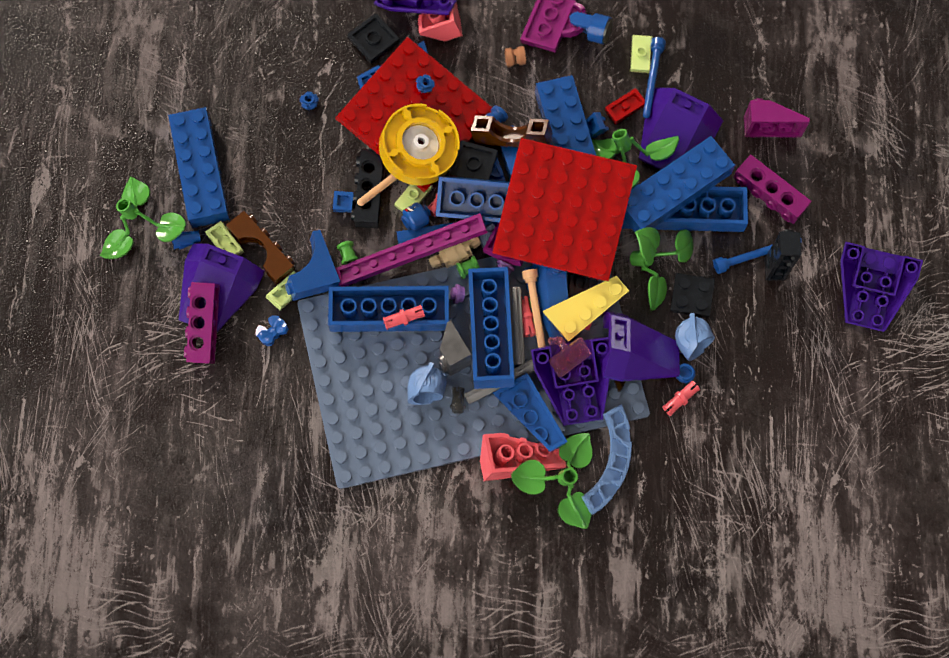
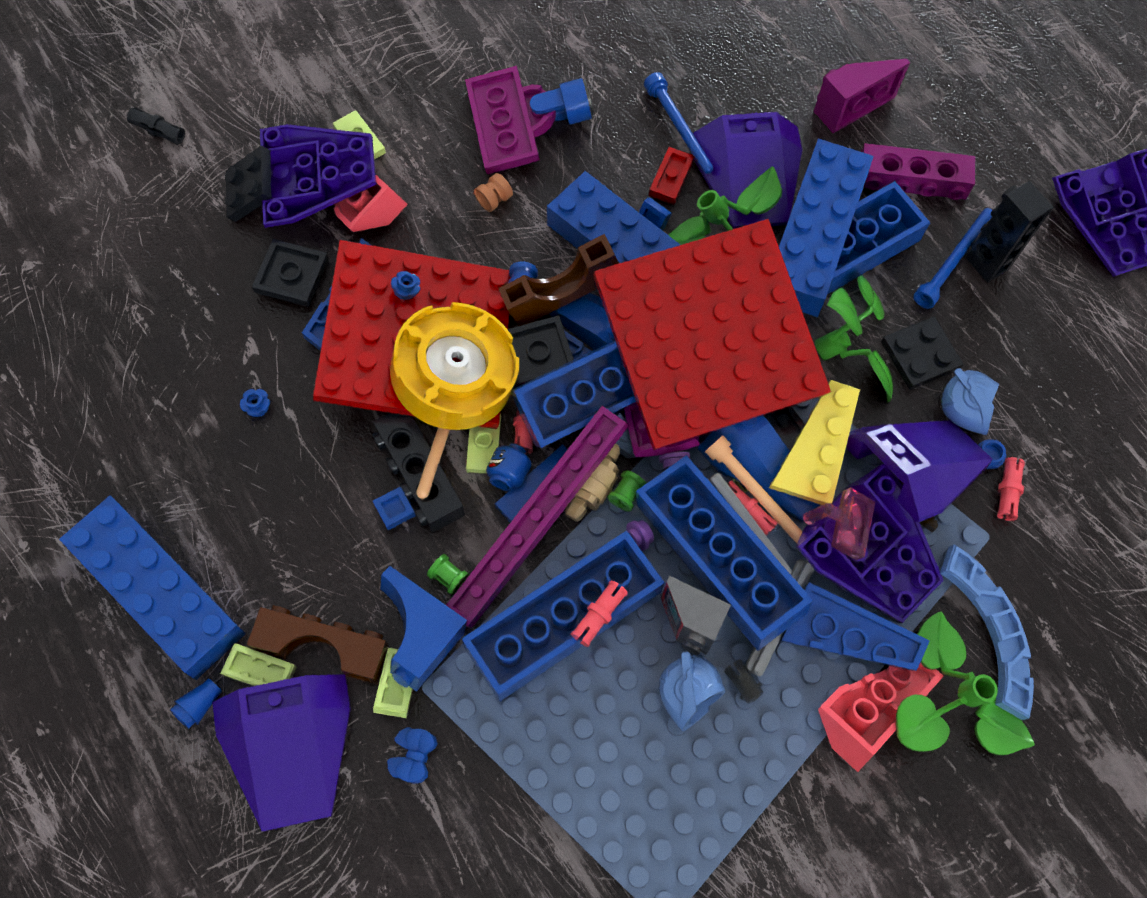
camera: 35 degrees left, 5 degrees down
(134, 195) = (76, 684): bright green plant -> none
(209, 313) = (307, 794): magenta brick -> none
(640, 54) = (642, 107): yellowish green plate -> none

